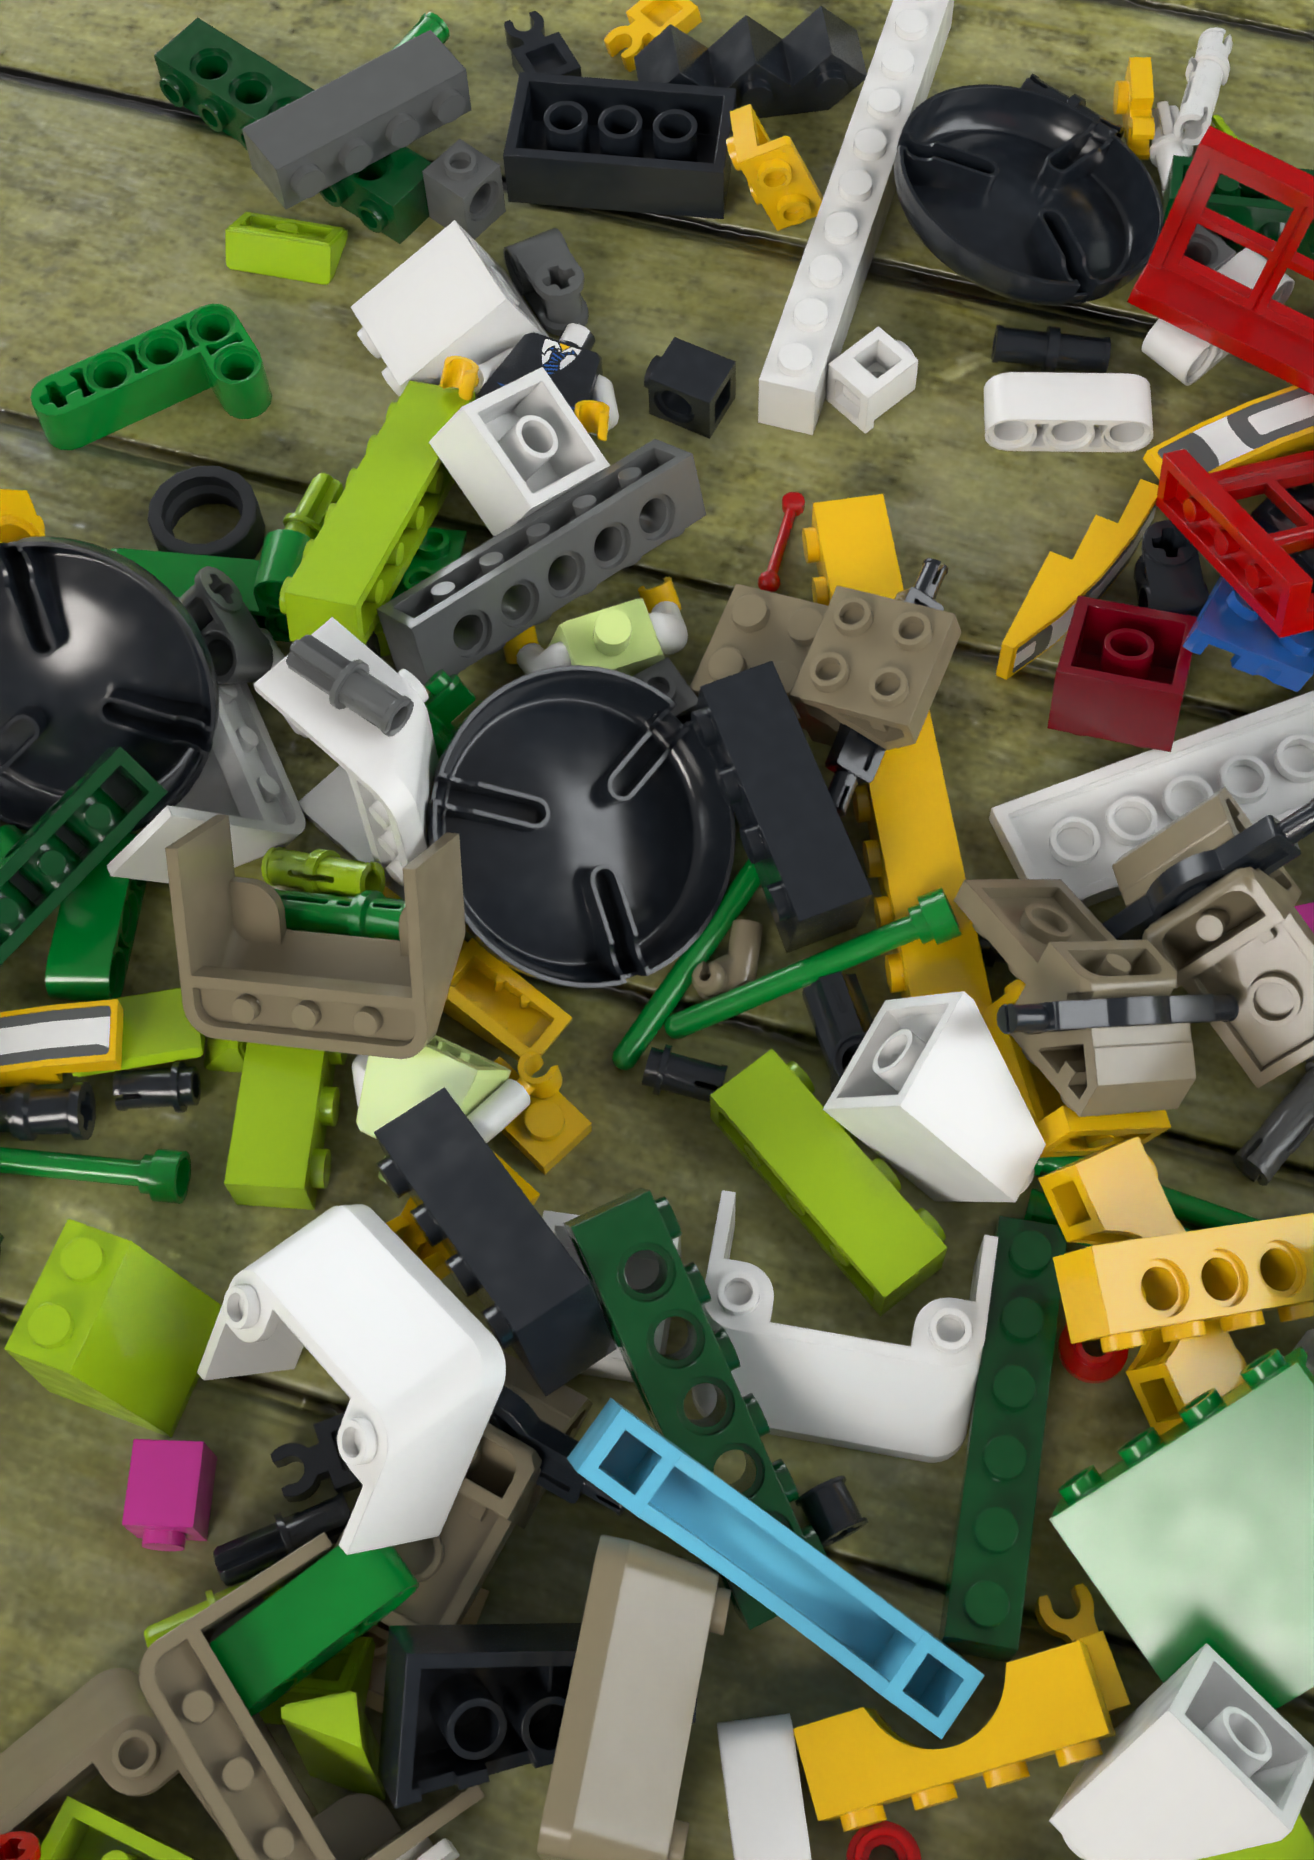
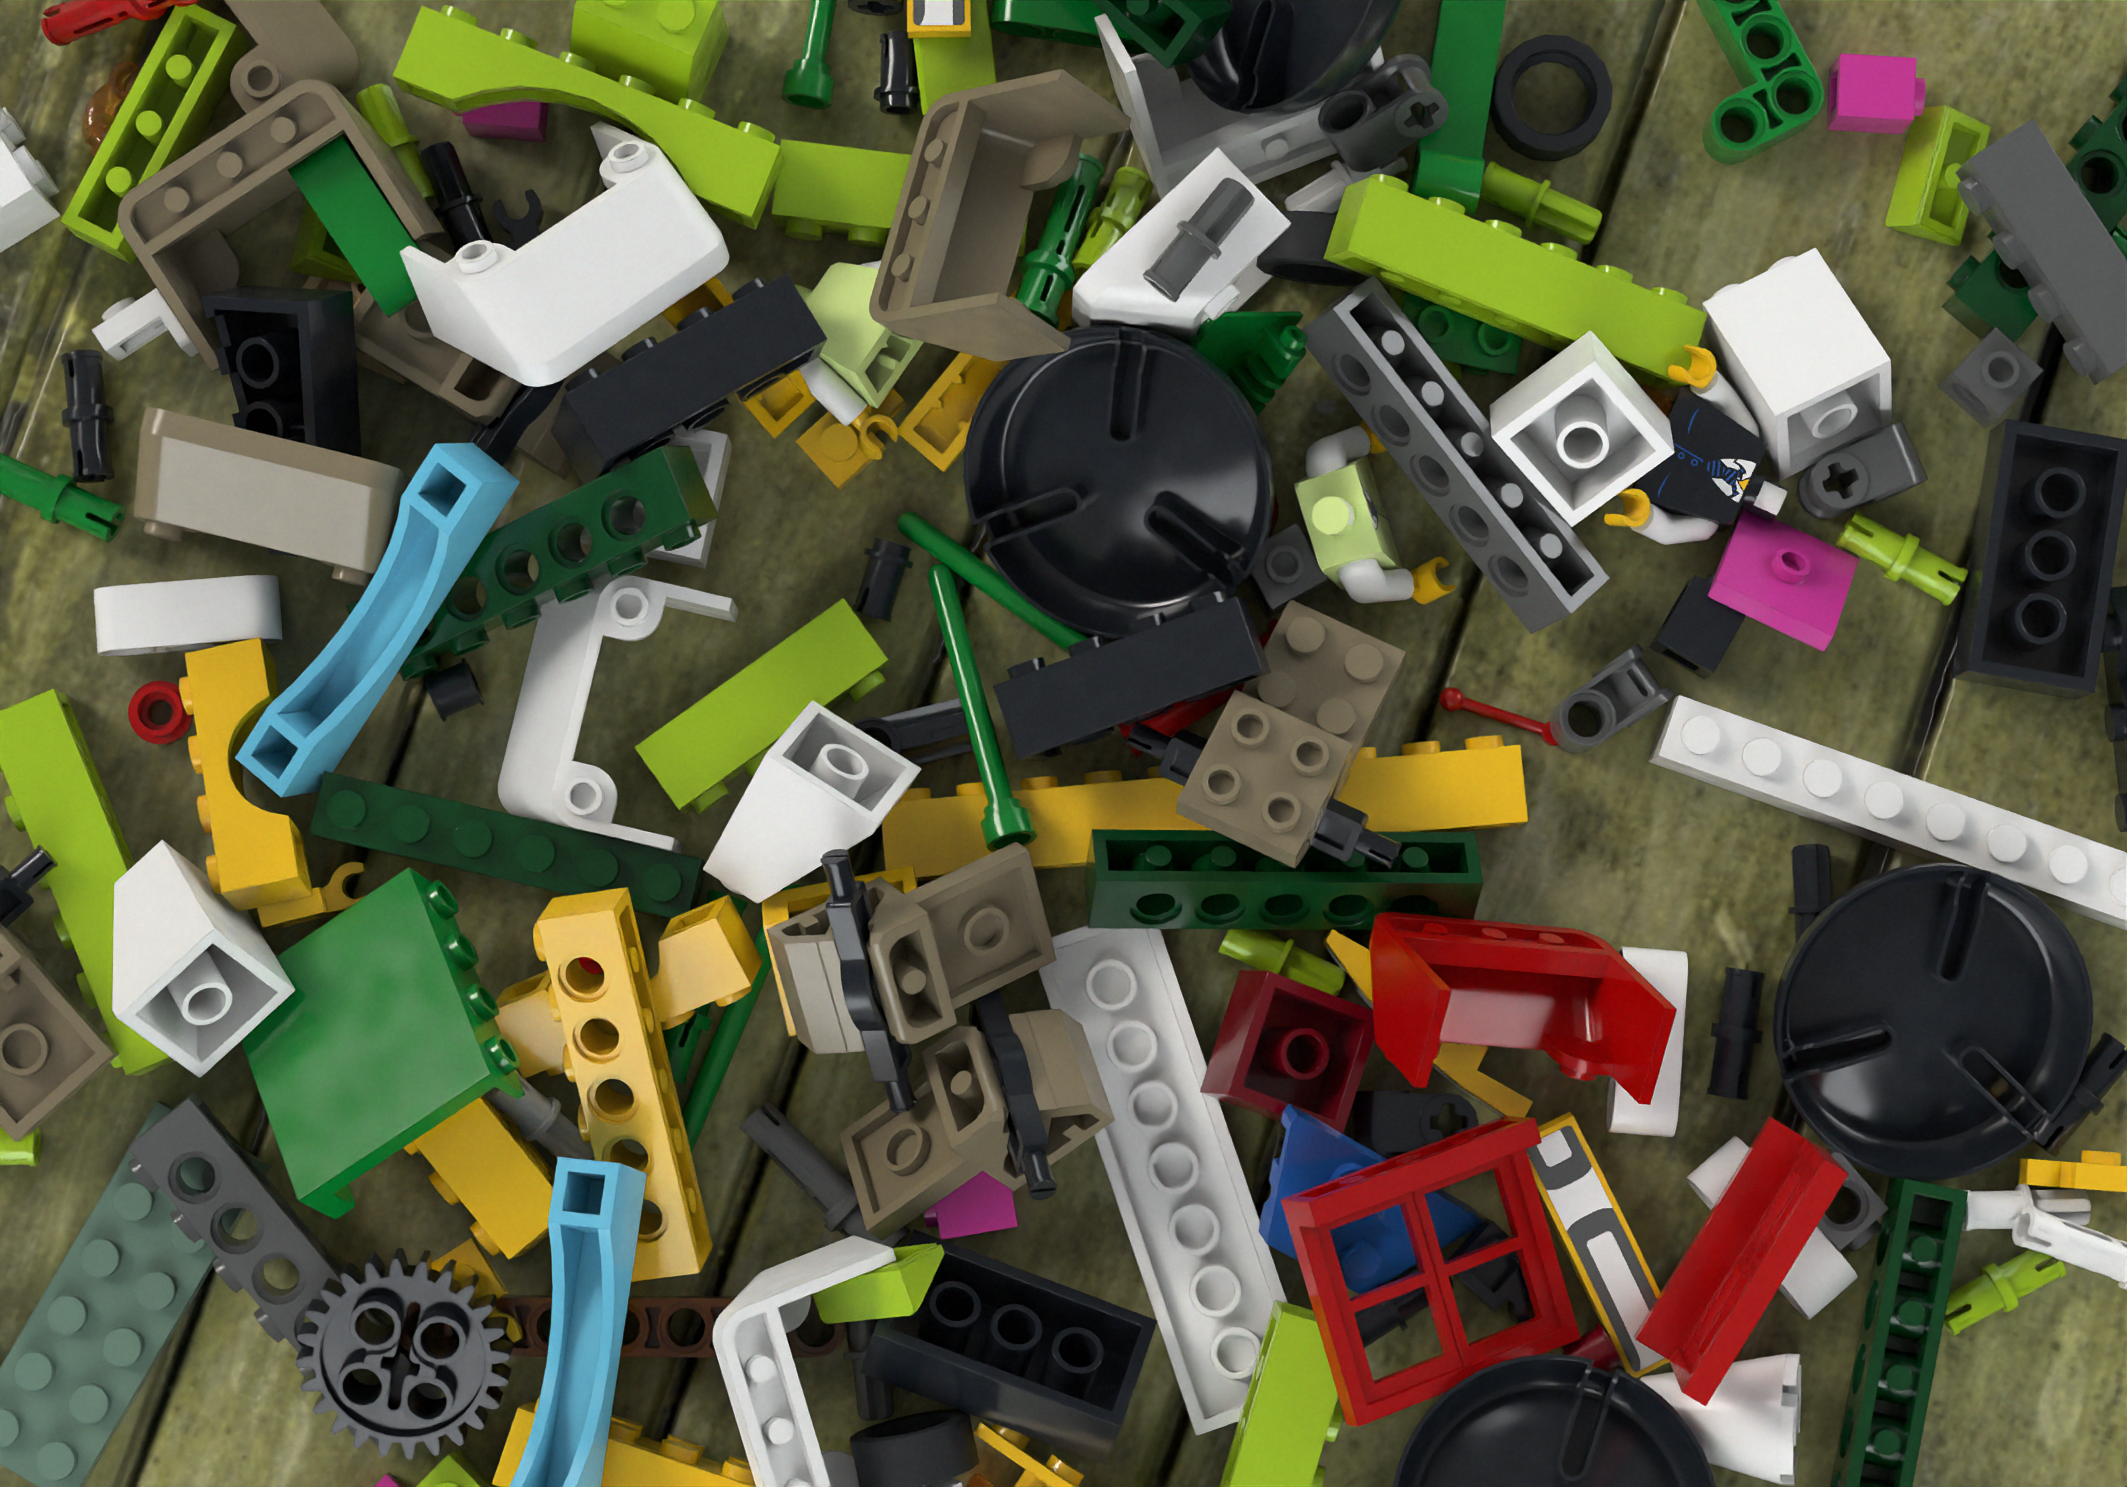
camera: 85 degrees right, 20 degrees up
(130, 1509) = (472, 68): none -> lime arch
(212, 274) = (1874, 94): none -> dark pink brick
(336, 1741) = (275, 251): lime slope -> none
(621, 254) = (1901, 557): none -> lime pin
(650, 318) = (1784, 579): none -> dark pink plate
(736, 966) = (994, 632): dark tan arm -> none
(765, 455) = (1615, 696): none -> dark grey piece
(773, 171) = (1985, 724): yellow bracket -> none
(871, 378) = (1703, 804): white brick -> none
(933, 302) = (1810, 884): none -> black axle
(969, 724) = (1220, 884): none -> dark green brick
(1028, 703) = (1281, 957): none -> lime axle
(1042, 481) = (1514, 990): none -> red windscreen

